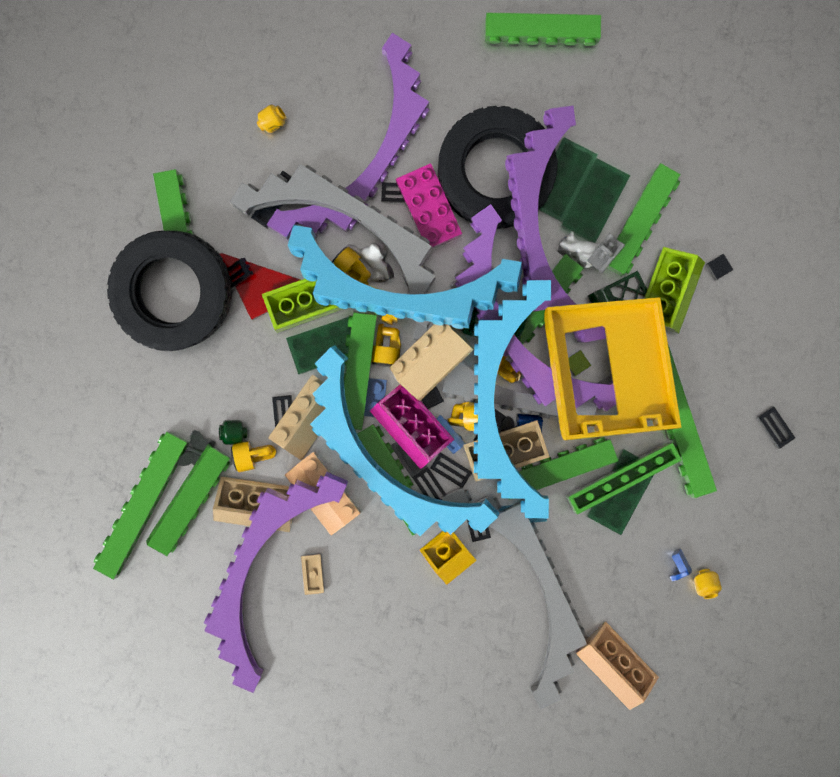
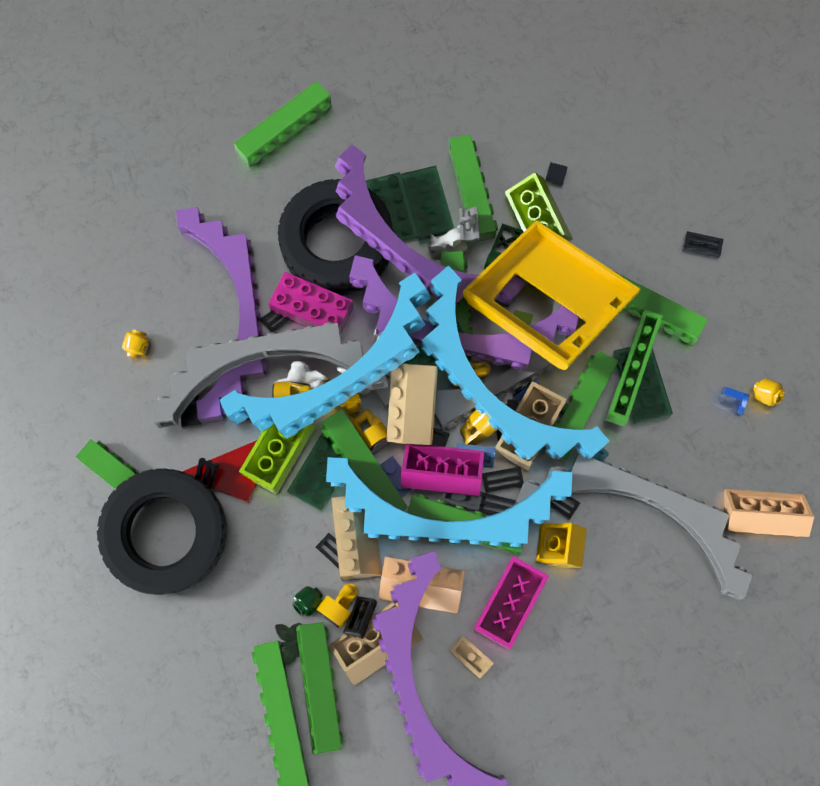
camera: 40 degrees left, 15 degrees down
(260, 480) = (363, 617): none -> black tile
(373, 563) = (511, 603): none -> dark pink brick

